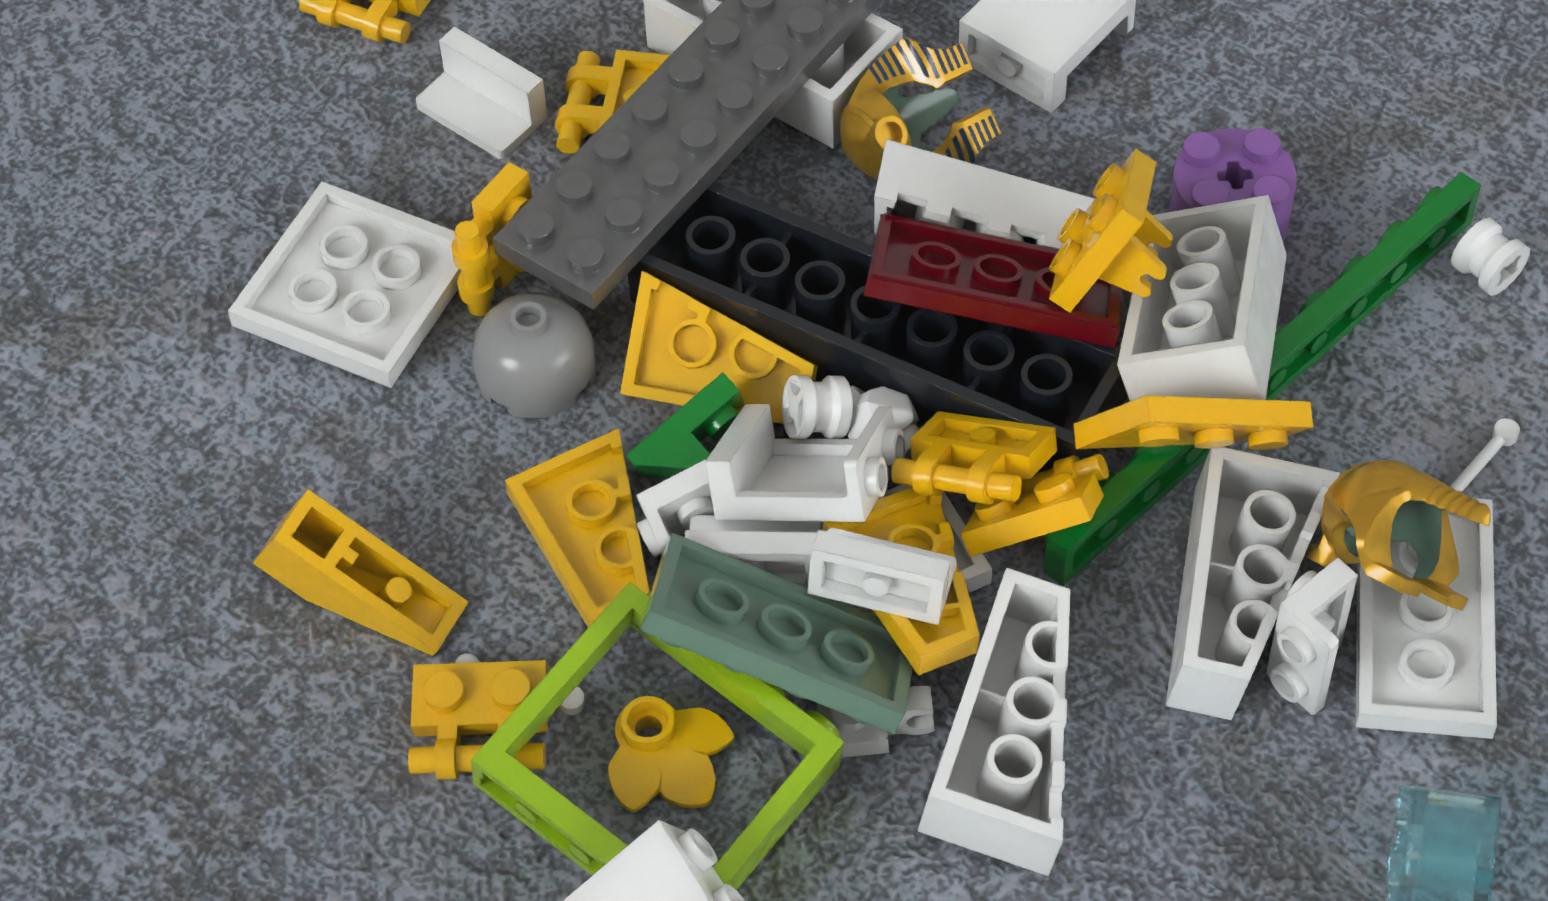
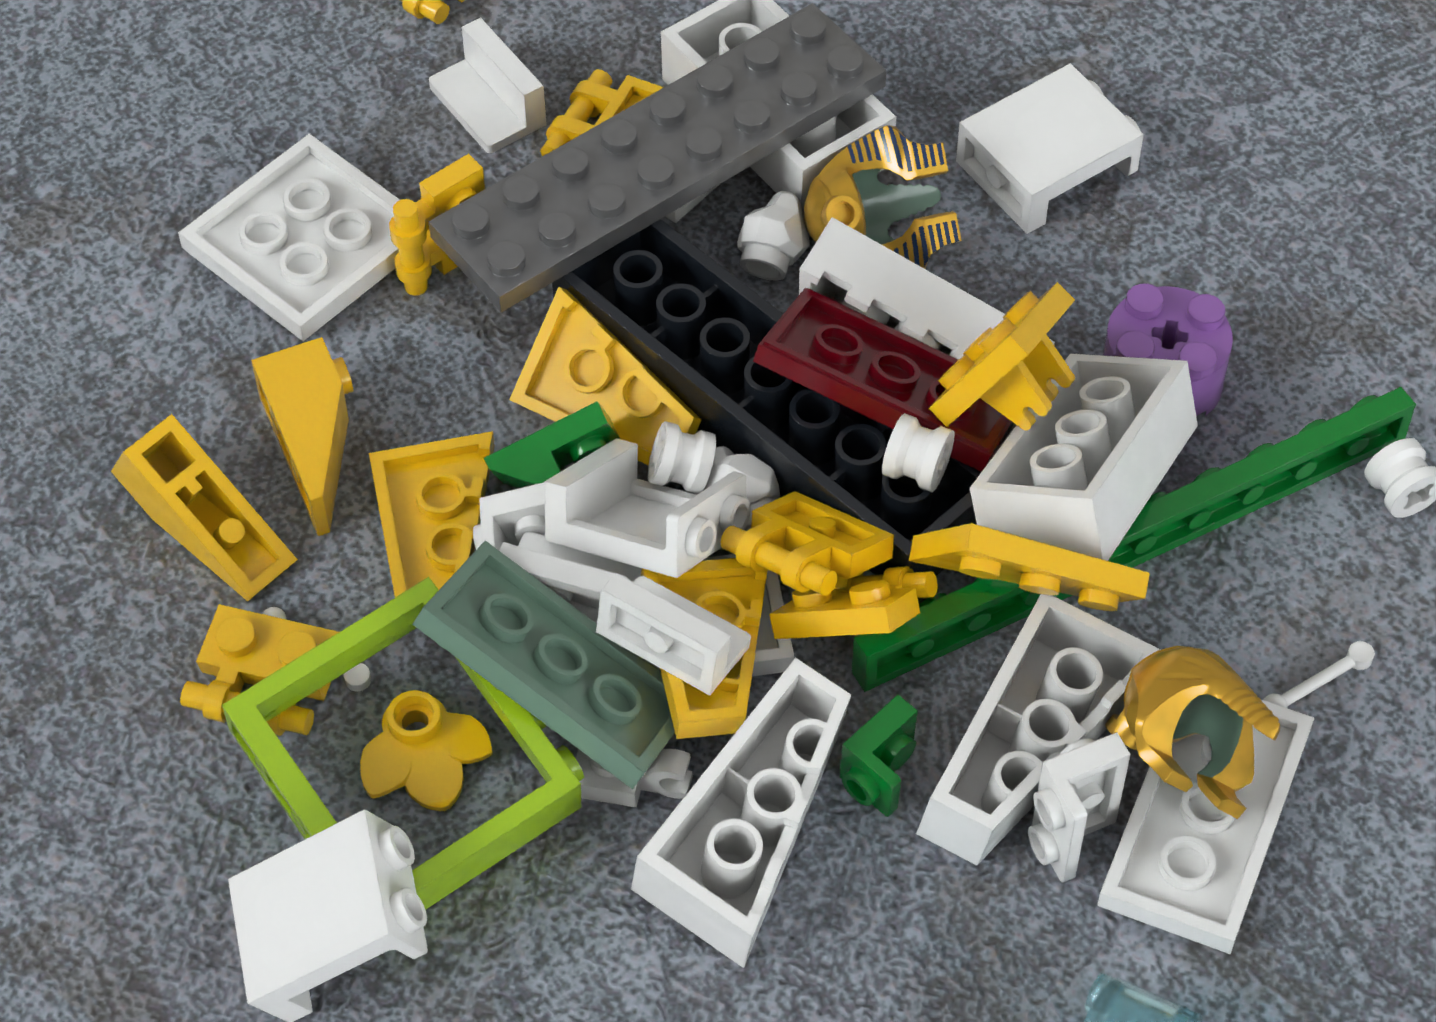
camera: 15 degrees right, 0 degrees up
(421, 451) = (310, 419): none -> yellow slope
(533, 355) = (443, 343): light grey cylinder -> none
(818, 174) = (773, 237): none -> white rock
(1052, 343) = (918, 452): none -> white wheel
(1102, 641) = (876, 753): none -> green bracket

